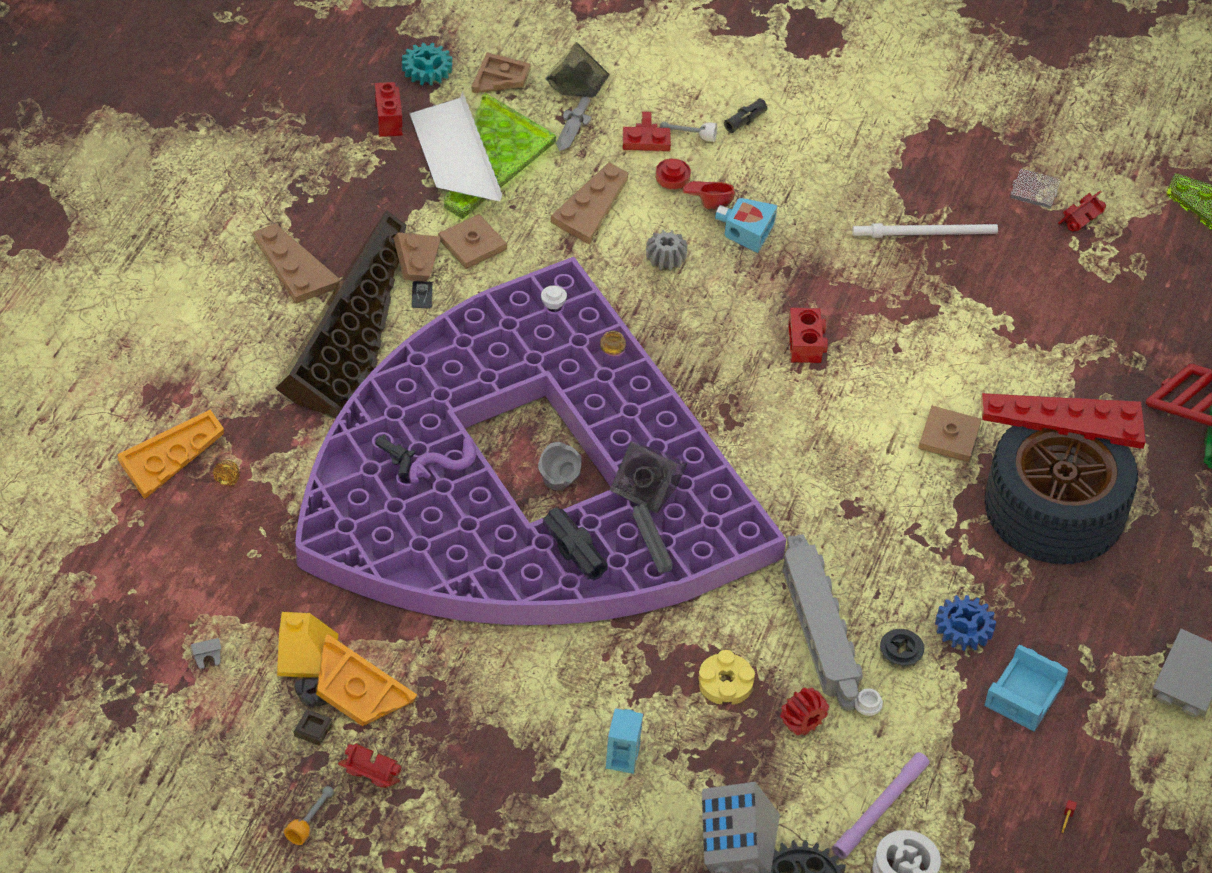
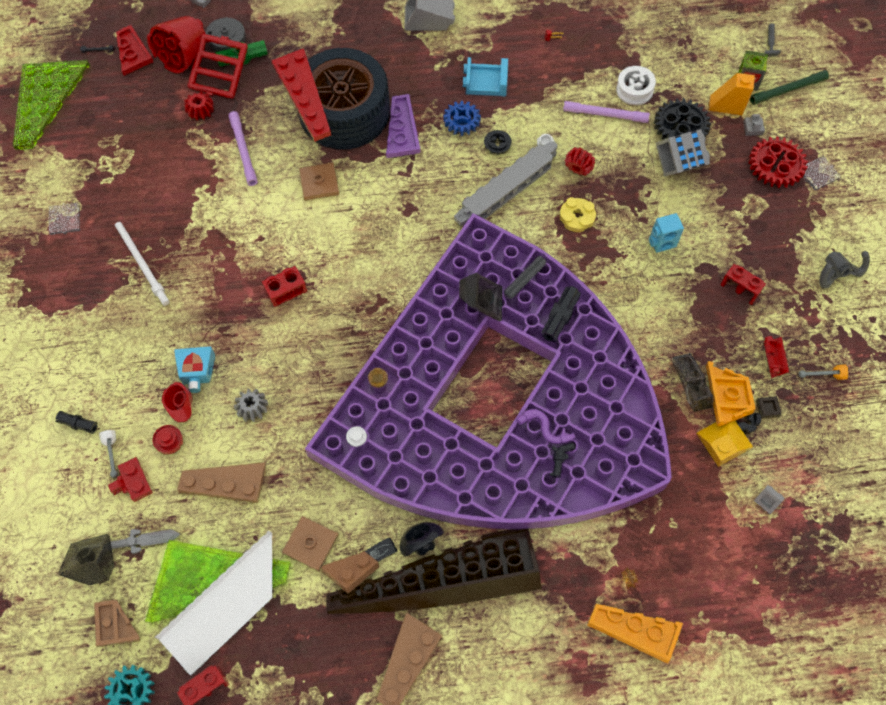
camera: 115 degrees left, 15 degrees up
(403, 658) = (693, 382): none -> clear smoke slope
(405, 316) = (420, 538): none -> black hat
(490, 792) = (745, 280): none -> red window
(559, 466) = (487, 370): light grey hair -> none
(976, 549) = (402, 129): none -> medium lavender wing
(1089, 205) = (76, 182): red hinge -> none
(1091, 386) = (248, 168): none -> lavender piece
(1144, 358) = (199, 106): none -> red gear

